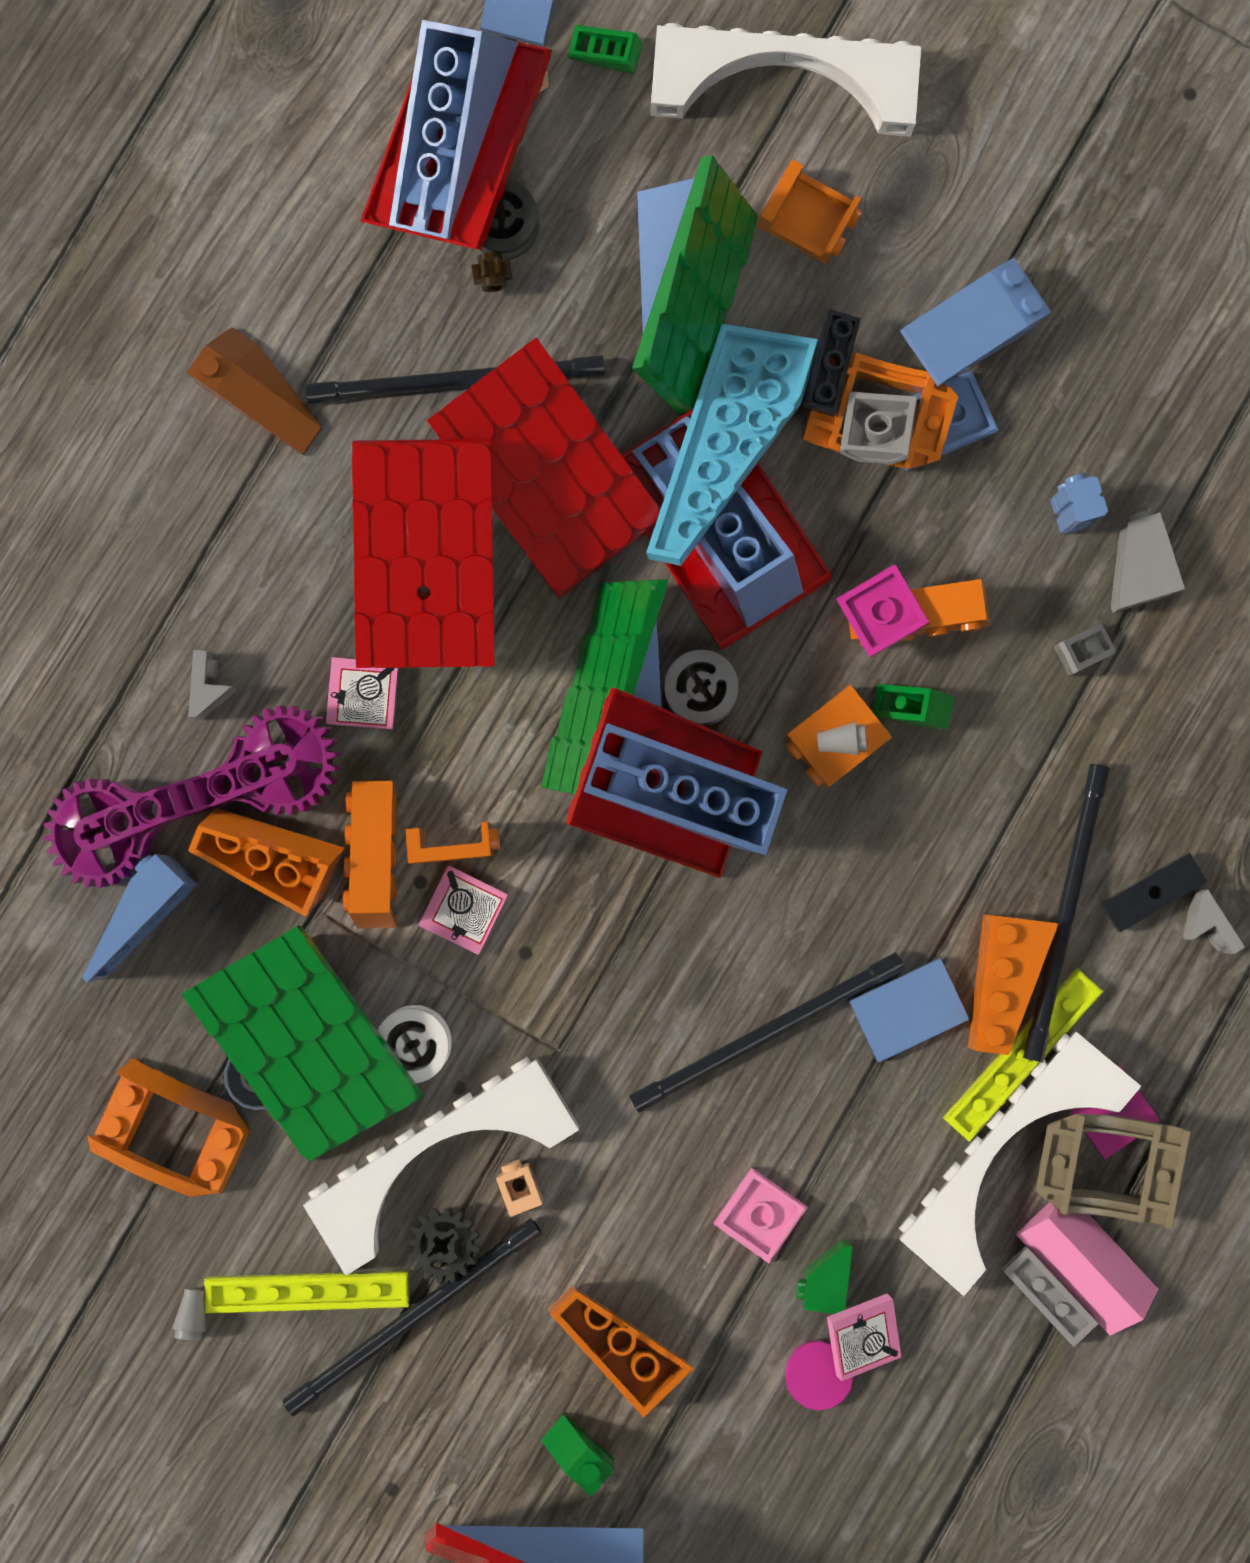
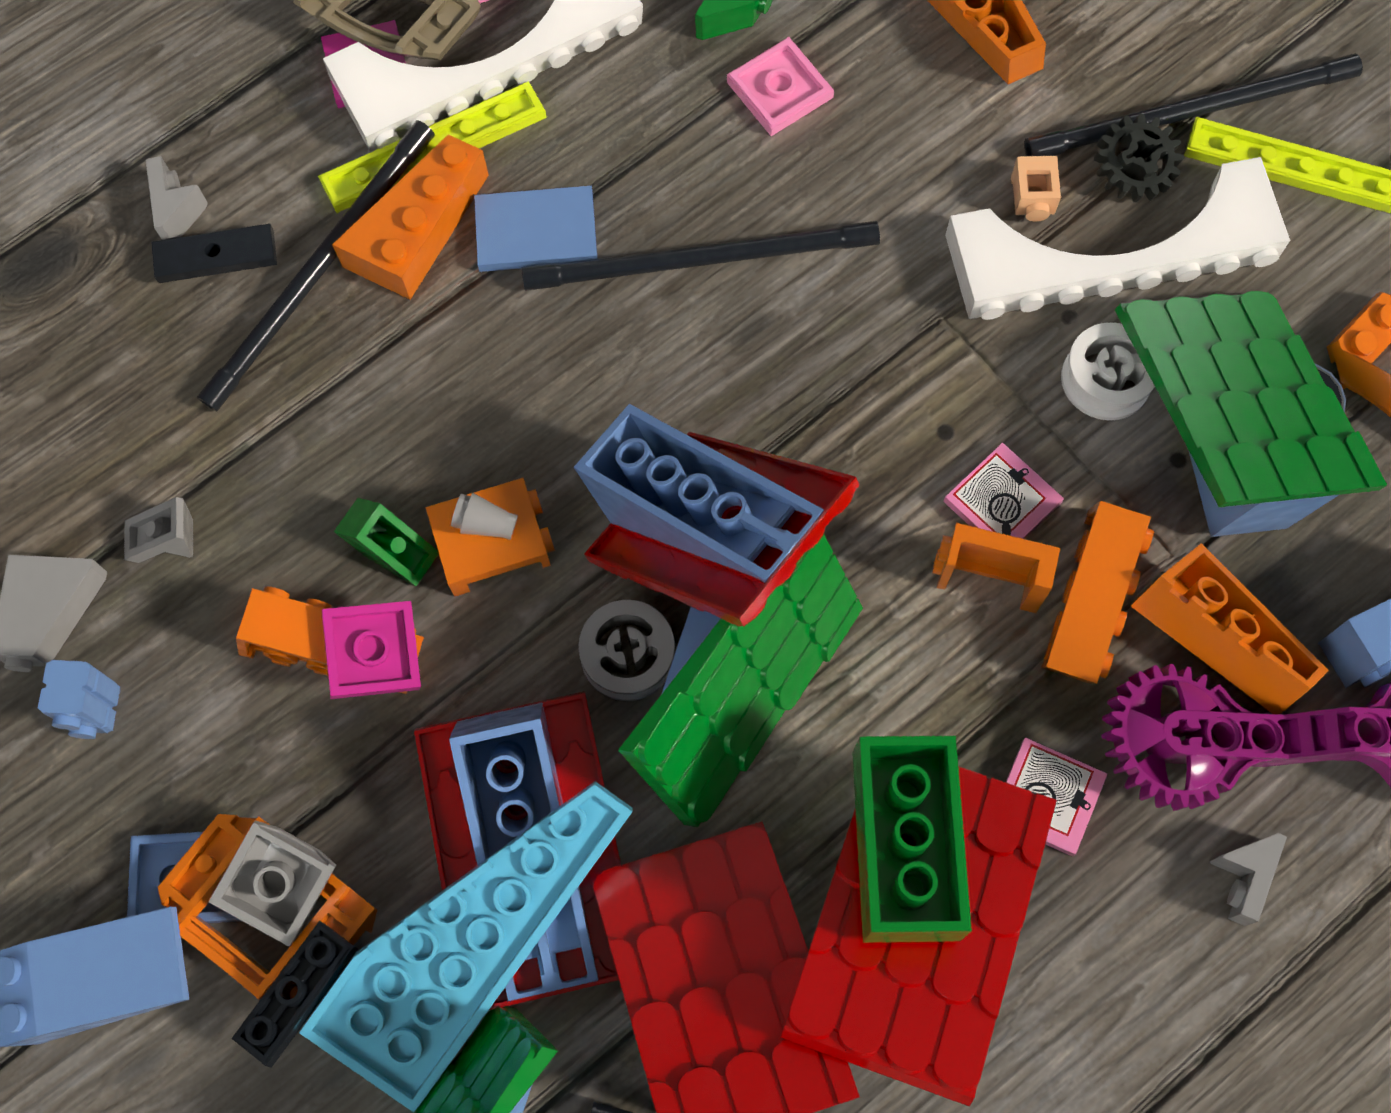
camera: 155 degrees left, 15 degrees down
(440, 557) = (911, 791): none -> green brick

